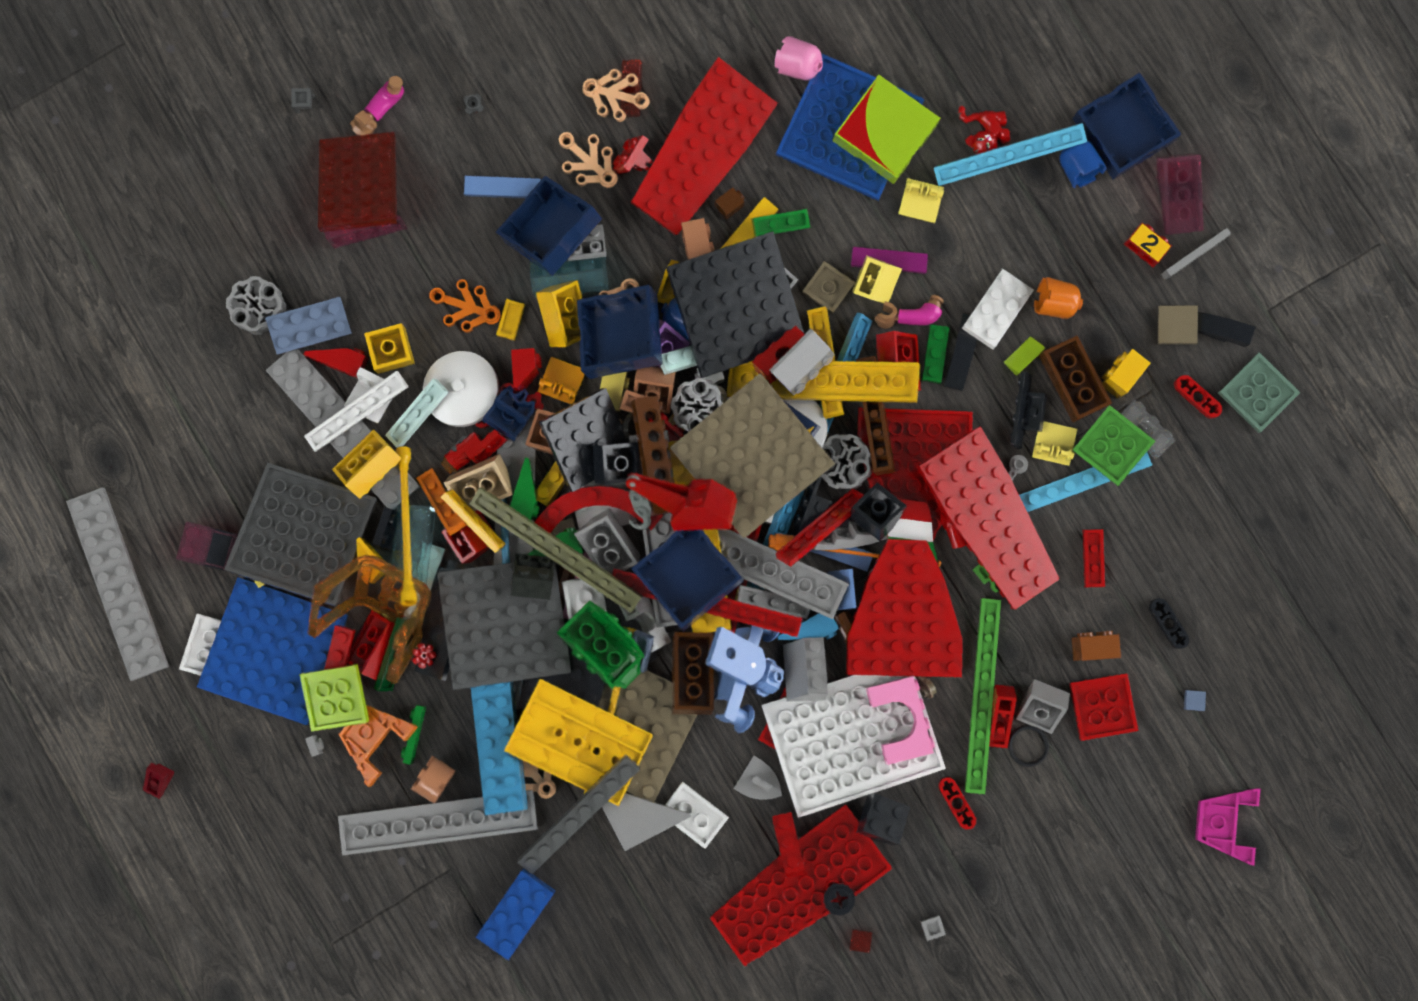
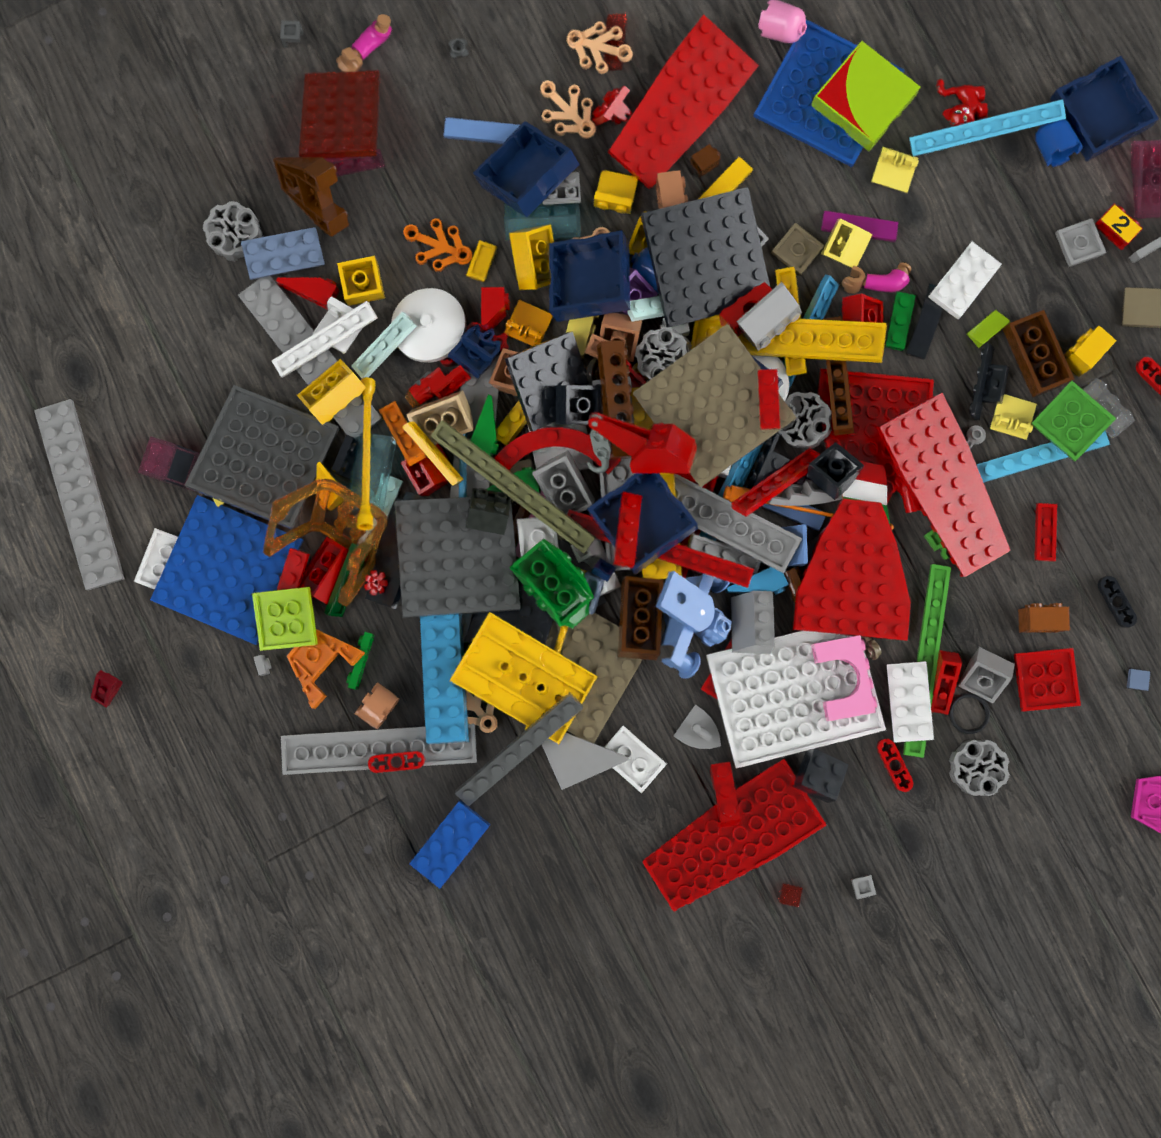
camera: 10 degrees right, 0 degrees up
(331, 256) = (308, 185): none -> reddish brown wedge
(441, 831) = (382, 768): none -> red beam
(641, 241) = (615, 192): none -> yellow bracket
(652, 627) = (603, 569): none -> dark blue tile
(673, 587) = (627, 530): none -> red plate
(781, 222) = (756, 181): green plate -> none
(805, 447) = (768, 399): none -> red plate
(847, 903) = (779, 857): black gear -> none
(967, 739) = (910, 702): none -> white plate
(1043, 782) = (983, 749): none -> light grey connector
(1058, 298) = (1025, 273): orange cylinder -> none
(1111, 263) = (1080, 242): none -> light grey plate

